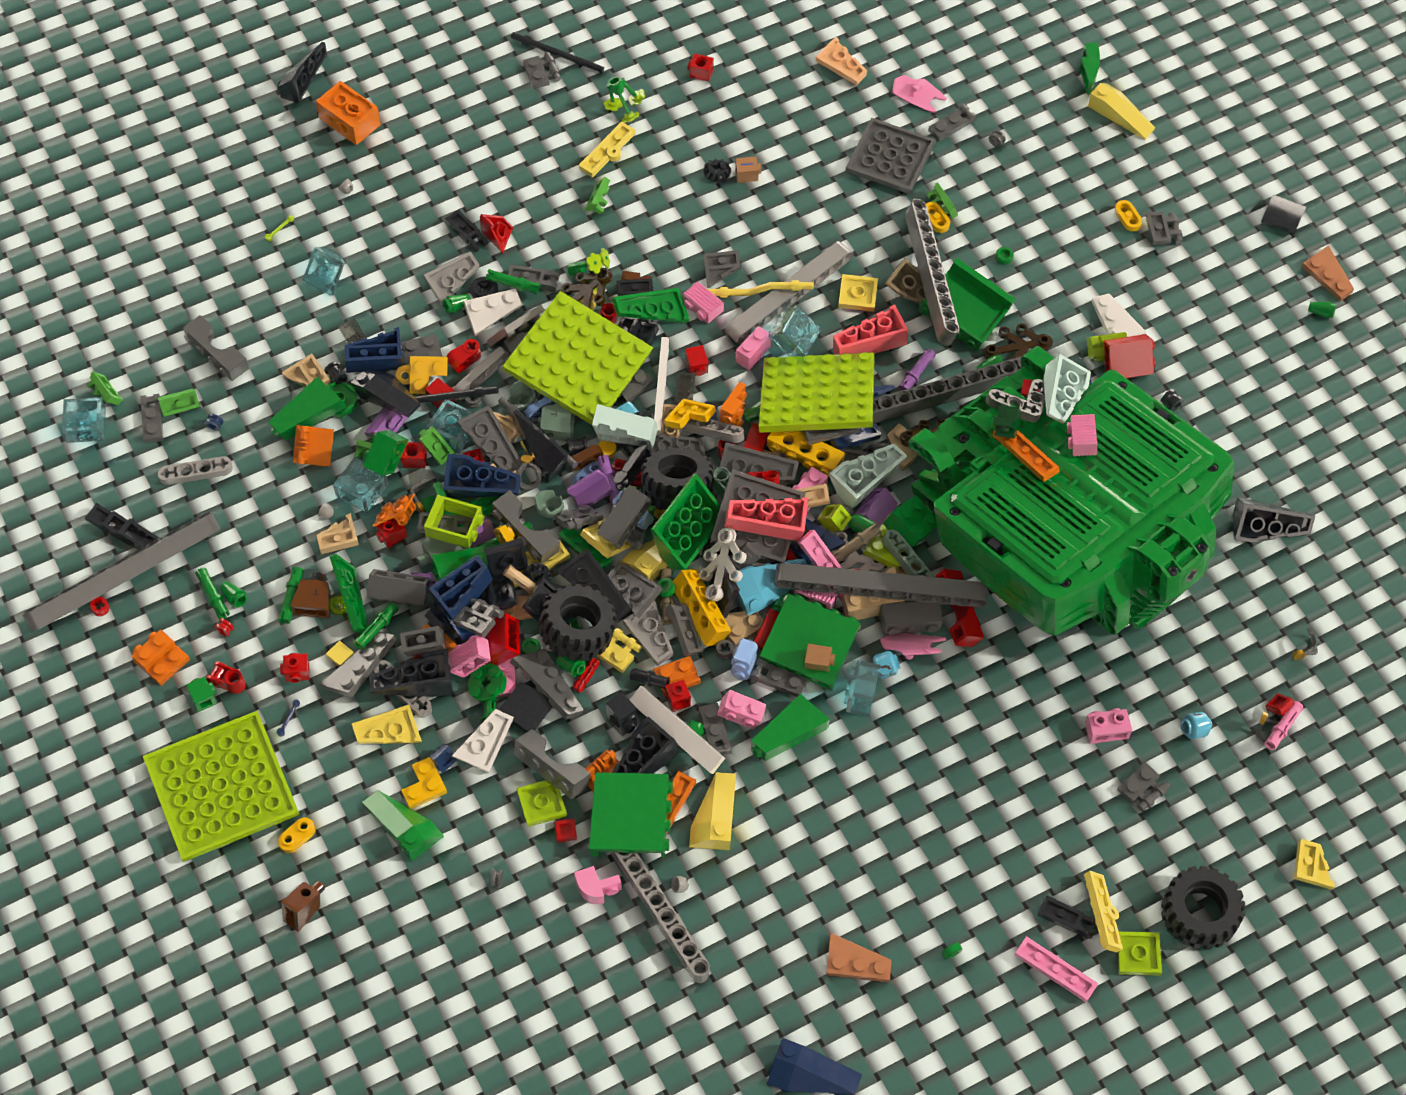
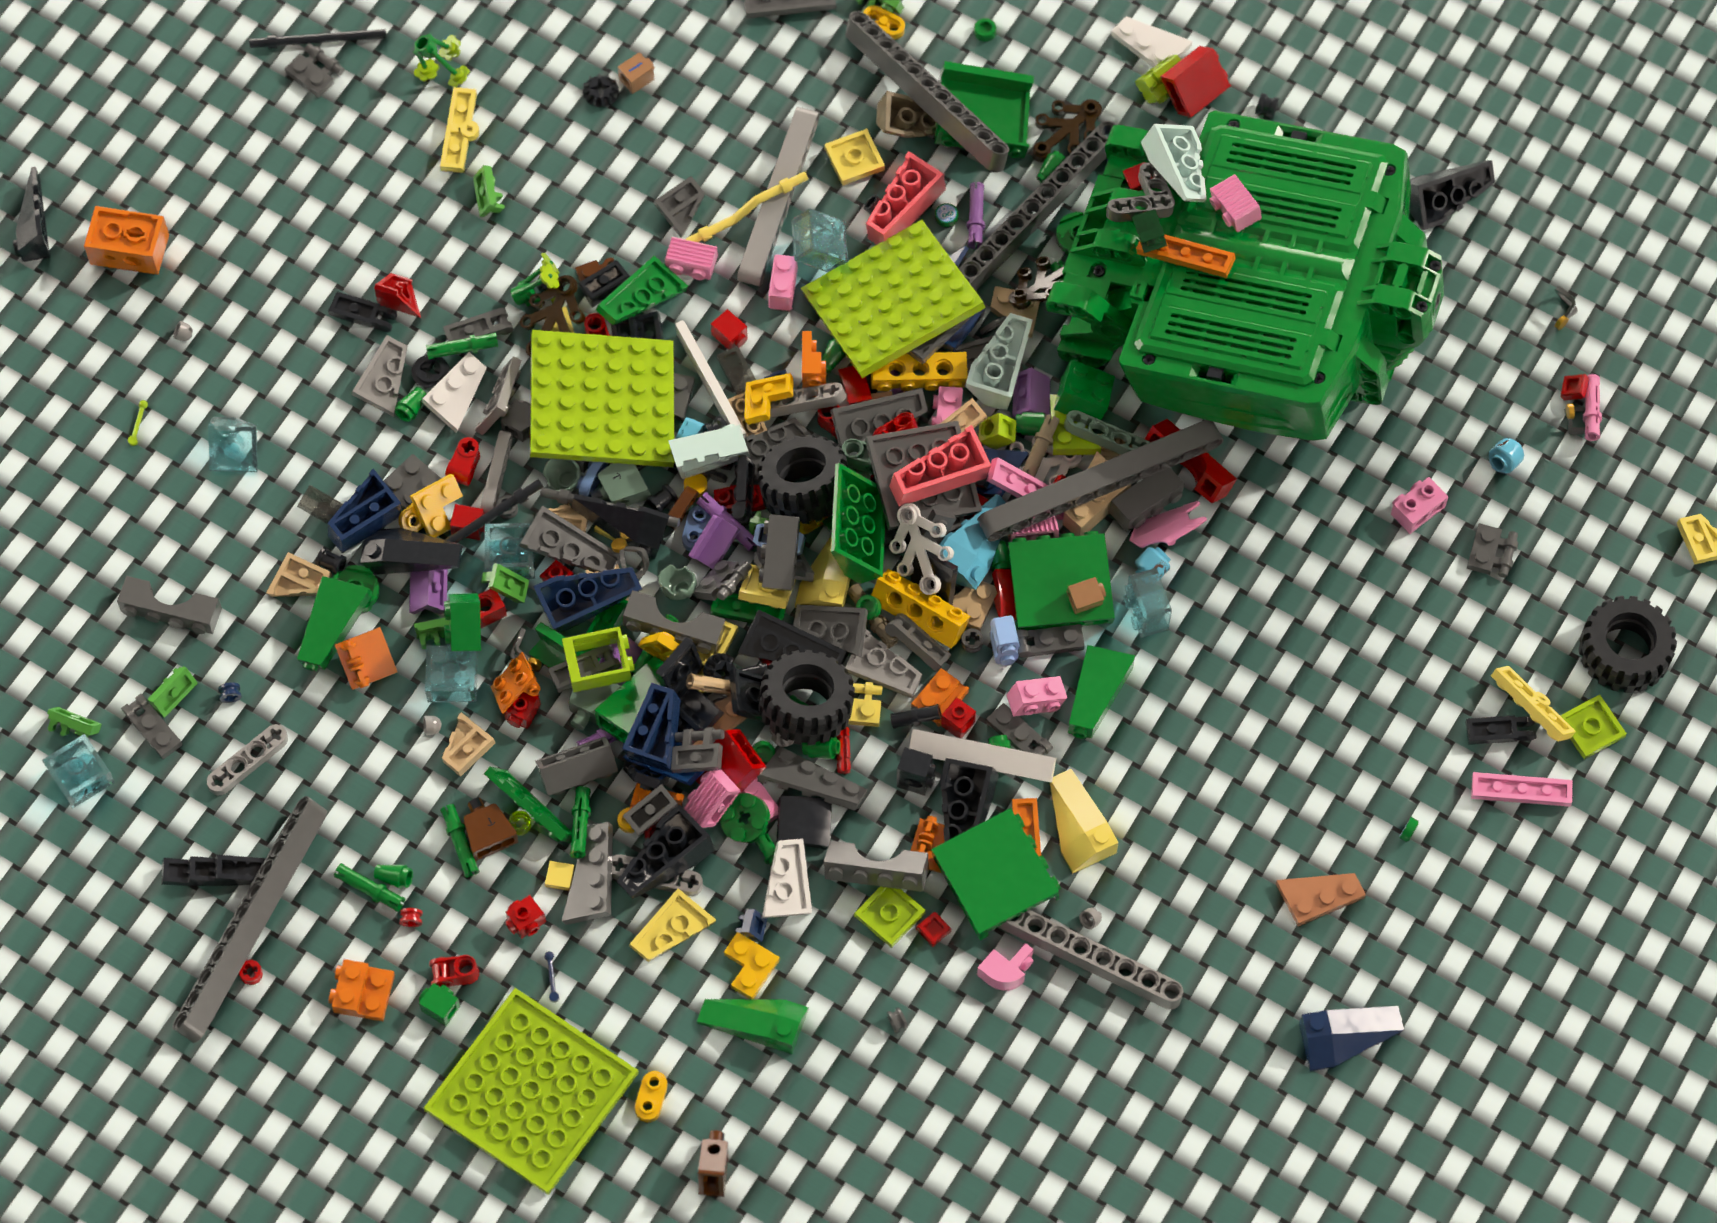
camera: 30 degrees left, 5 degrees up
(896, 361) = (946, 215): none -> tile

